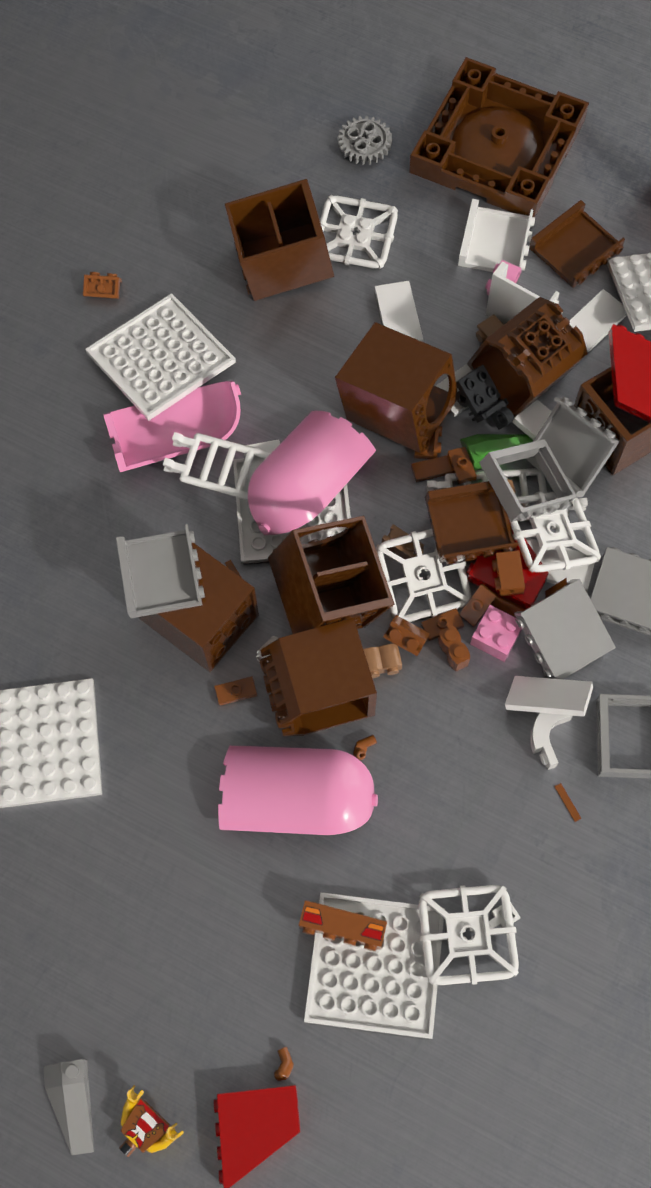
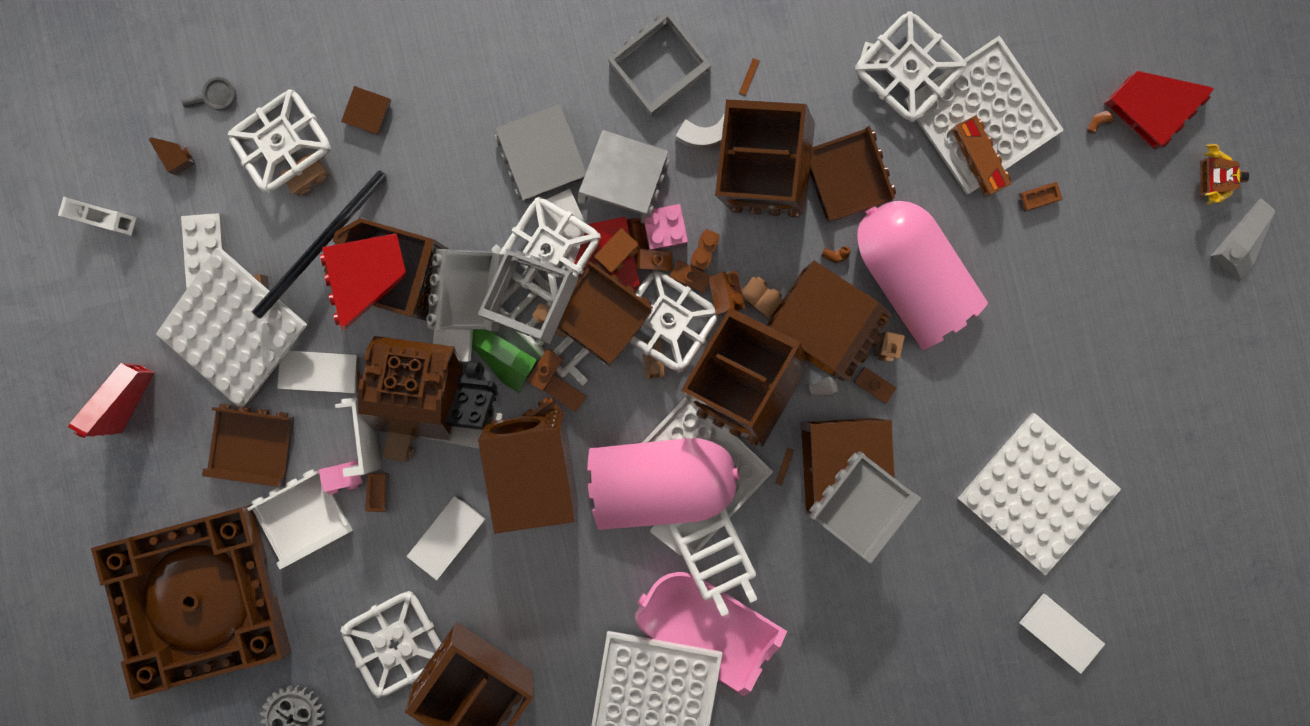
camera: 135 degrees left, 20 degrees up
(256, 719) = (889, 346): none -> medium nougat brick
(265, 953) = (1040, 196): none -> dark orange plate
(420, 810) = (850, 175): none -> reddish brown panel
(471, 296) = (376, 492): none -> dark orange plate
(489, 737) = (765, 157): none -> reddish brown container
(549, 695) = (686, 146): white piece -> none
(556, 587) = (590, 211): dark orange piece -> none

